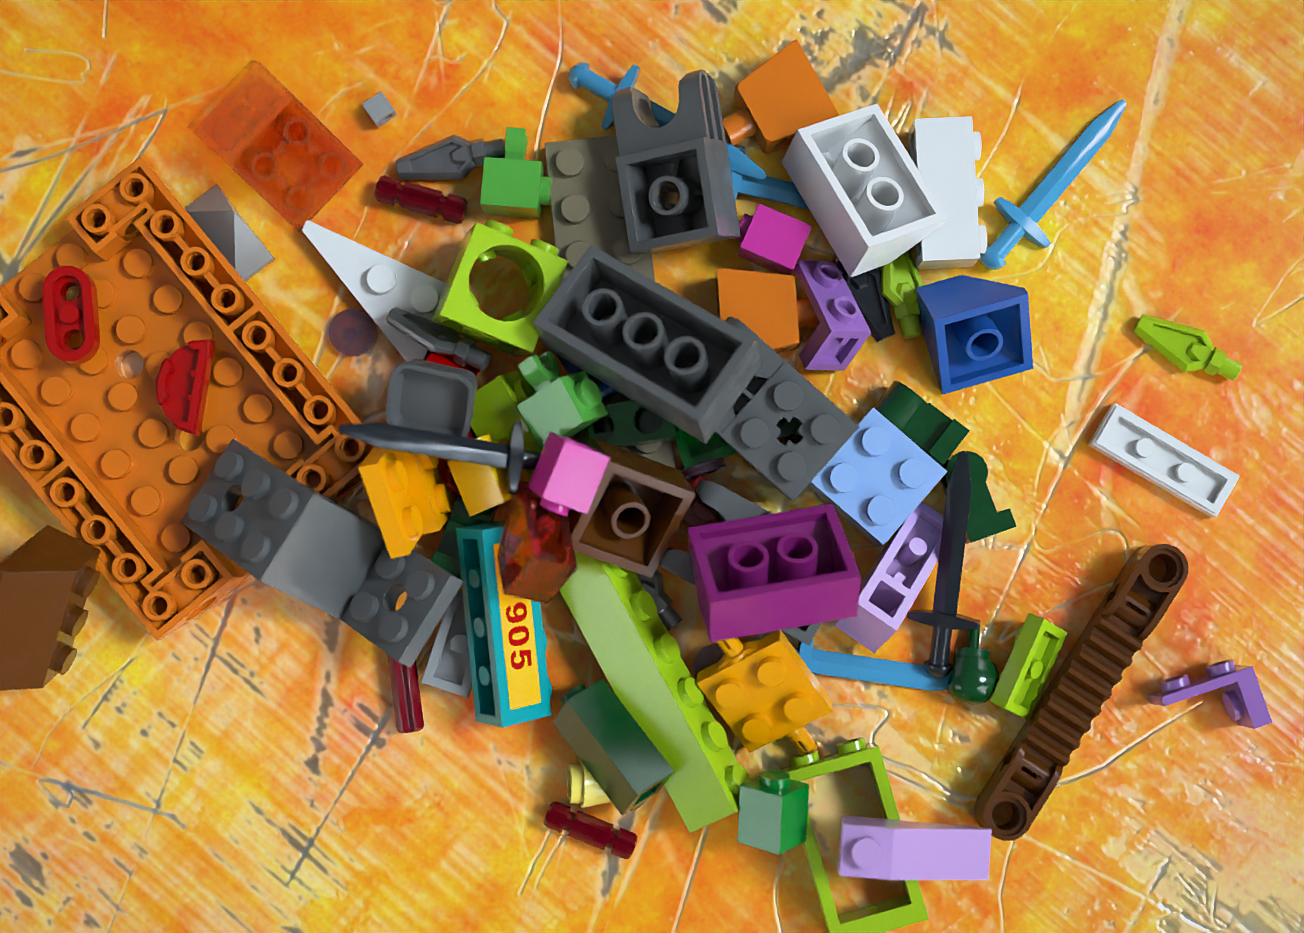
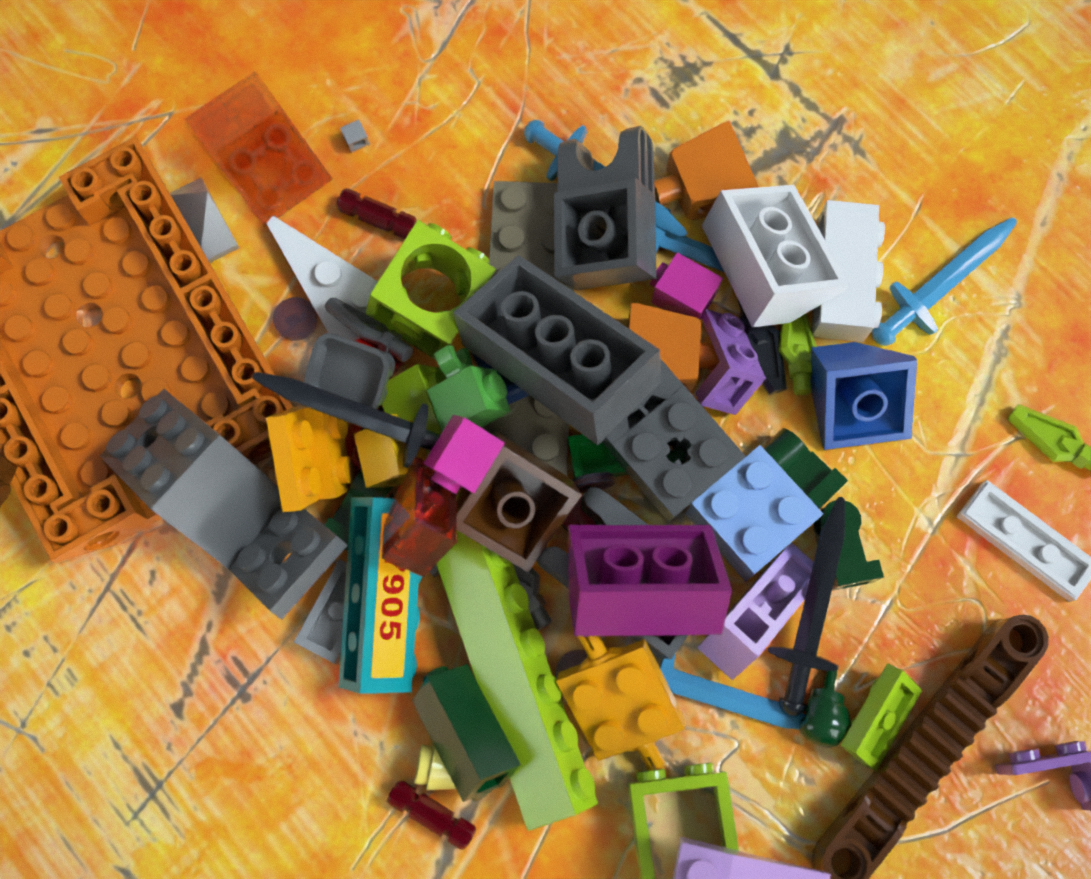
camera: 10 degrees right, 10 degrees down
(67, 318) = (42, 264): red plate -> none
(184, 384) = (131, 334): red plate -> none
(406, 696) = (278, 651): dark red axle -> none
(448, 159) = (408, 184): flat silver piece -> none
(514, 184) = (462, 206): bright green brick -> none
(631, 425) = (535, 428): dark green leg -> none
(773, 812) = (613, 821): green brick -> none

